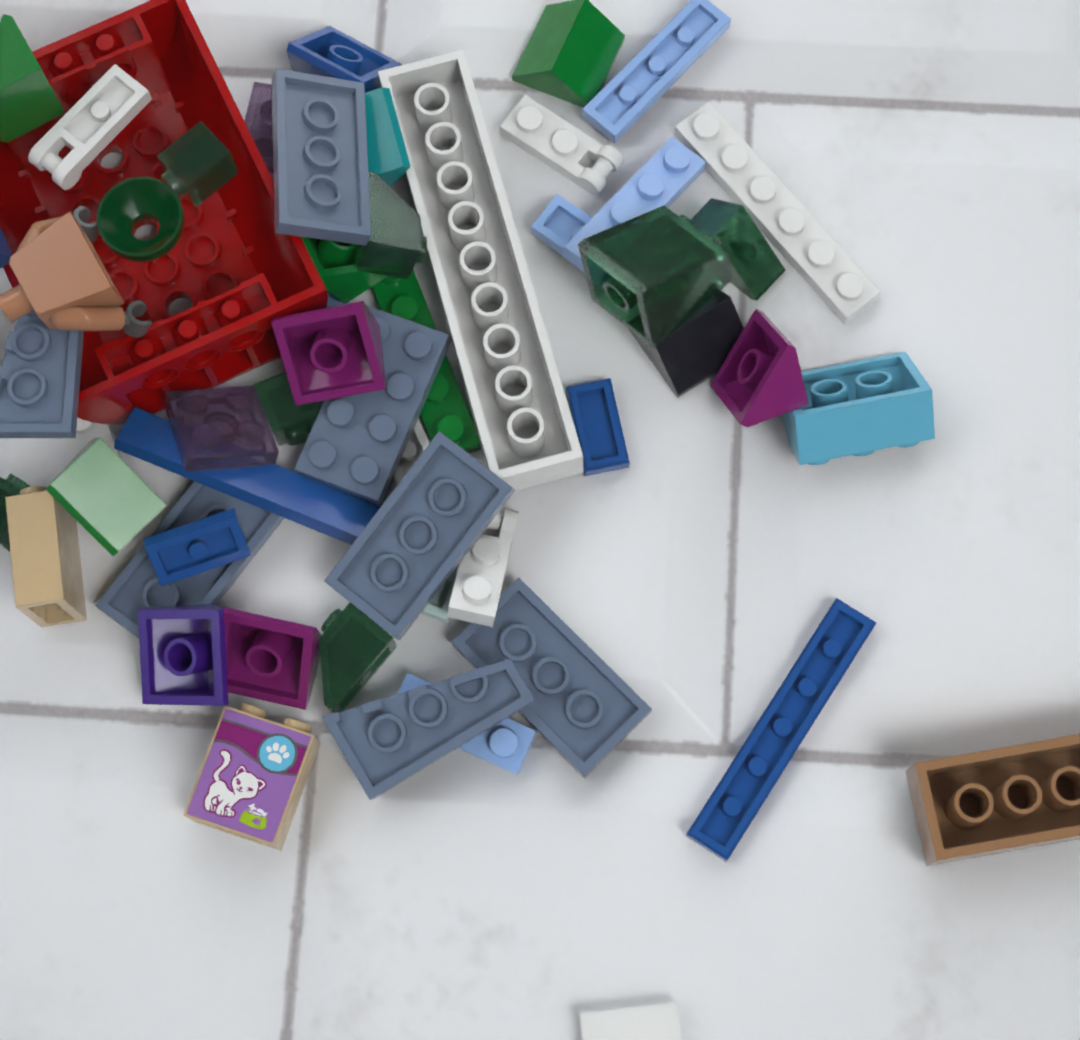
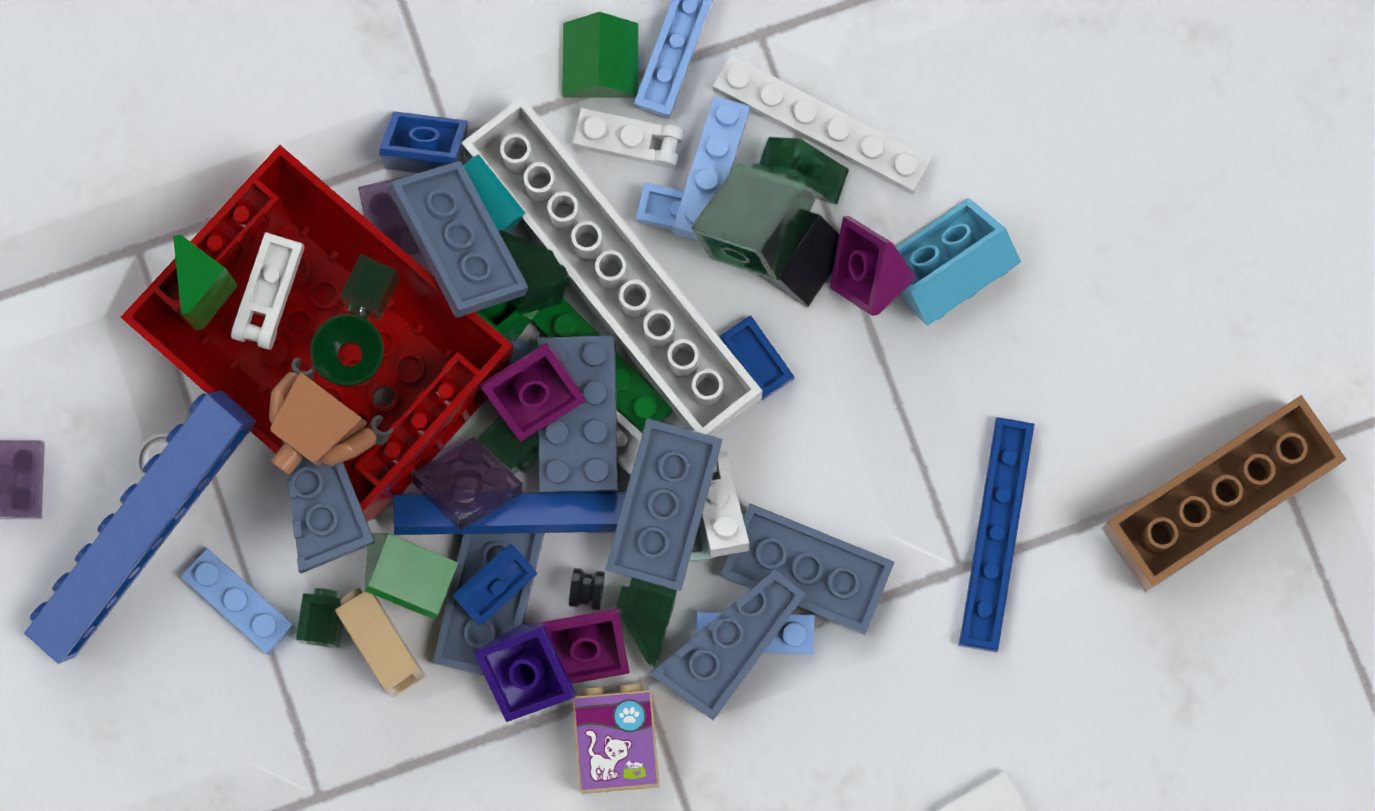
camera: 25 degrees left, 5 degrees up
(298, 596) = (586, 589): none -> black wheel

